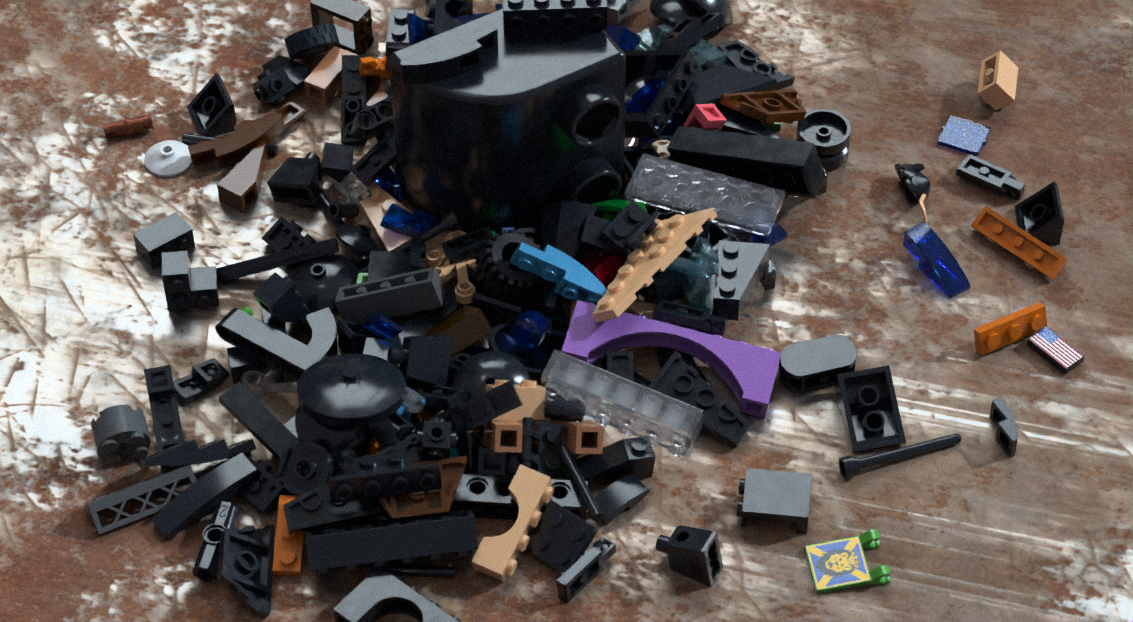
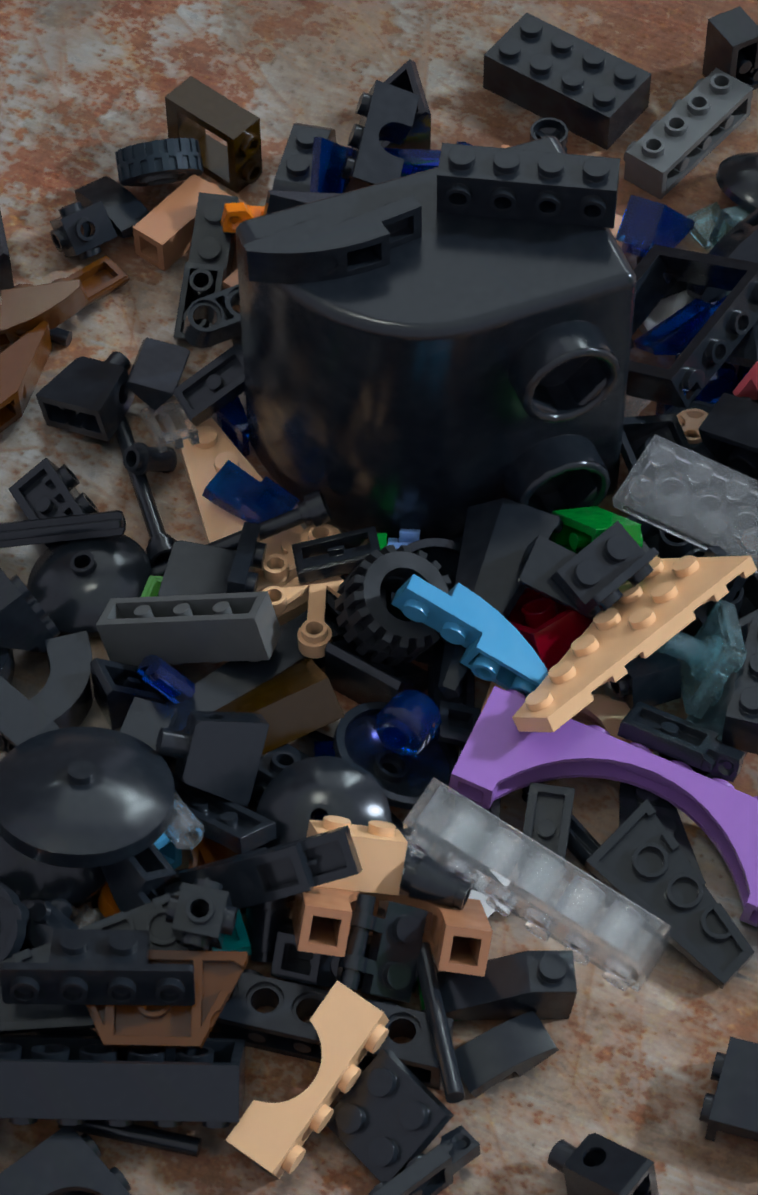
camera: 10 degrees right, 5 degrees up
(359, 238) = (164, 514): black dish -> none

